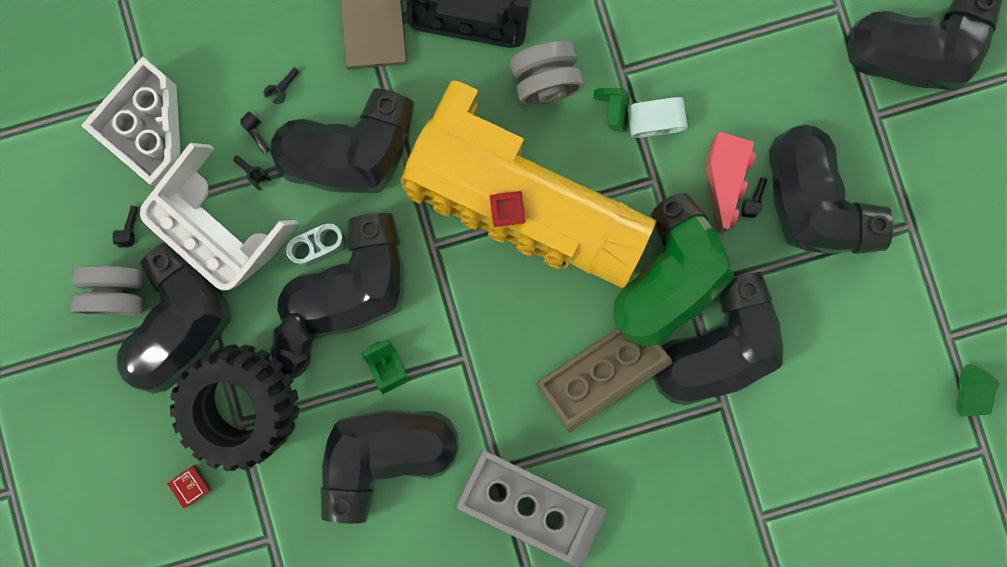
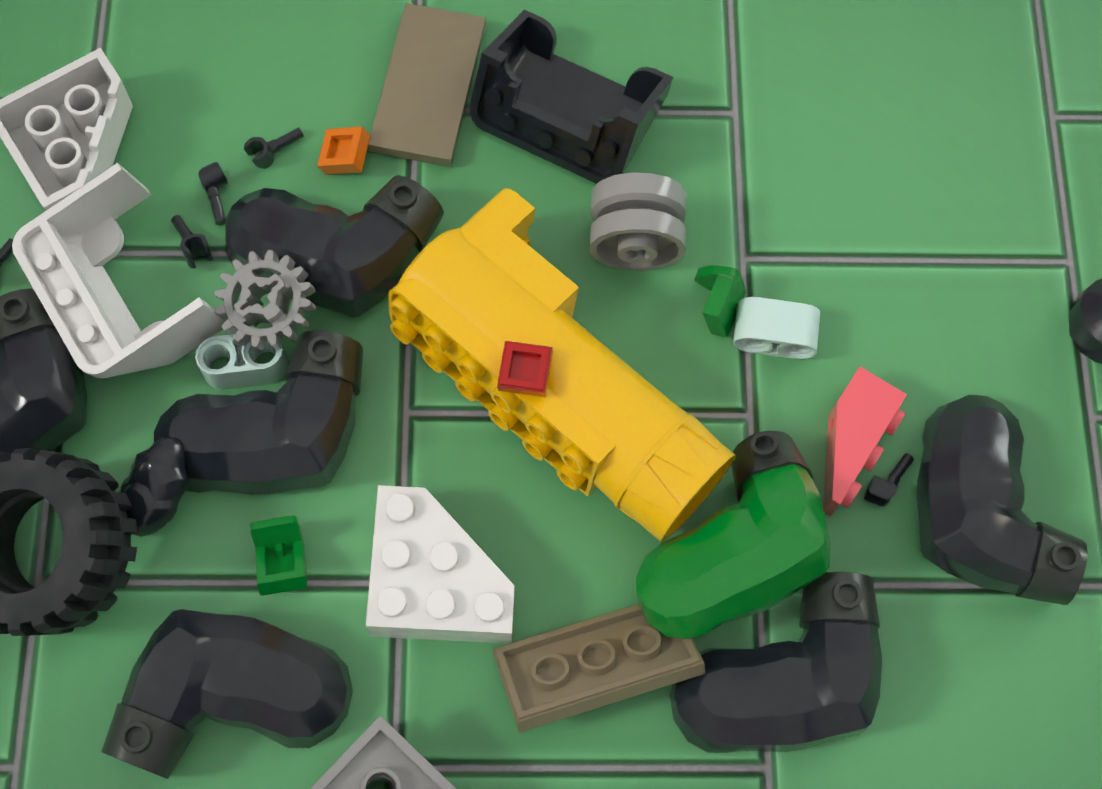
camera: 10 degrees right, 15 degrees down
(308, 198) = (249, 308): none -> light grey gear
(331, 76) = (343, 150): none -> orange tile
(485, 350) = (432, 575): none -> white brick

